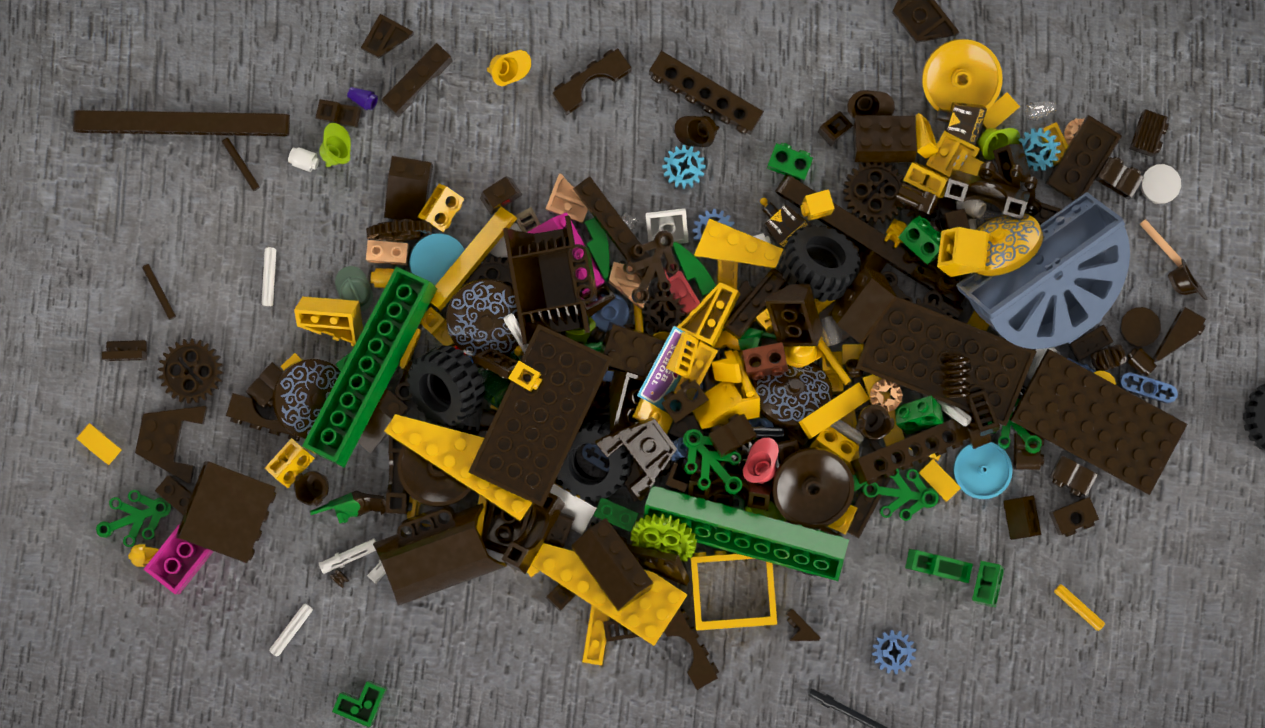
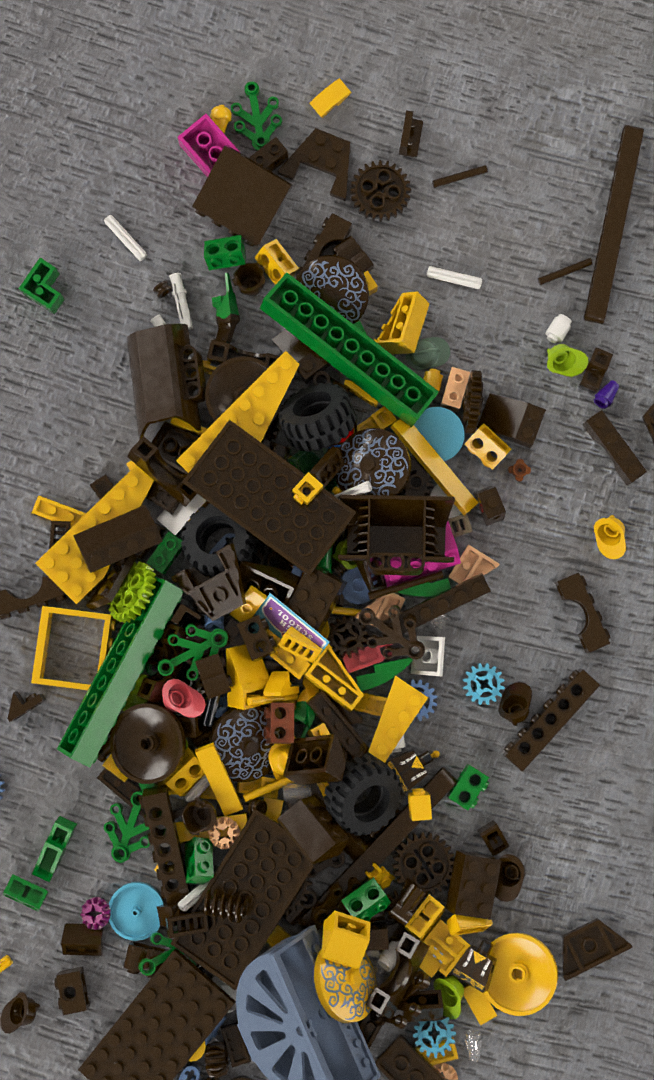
camera: 100 degrees right, 0 degrees up
(289, 519) = (224, 252): none -> green brick
(463, 171) = (524, 470): none -> dark orange plate
(600, 263) = (405, 585): none -> dark brown bar
(939, 480) = (135, 867): yellow tile -> none
(985, 506) = (100, 920): none -> magenta gear
(1073, 476) = (111, 998): dark brown brick -> none
(1107, 566) = (18, 1012): none -> dark brown piece

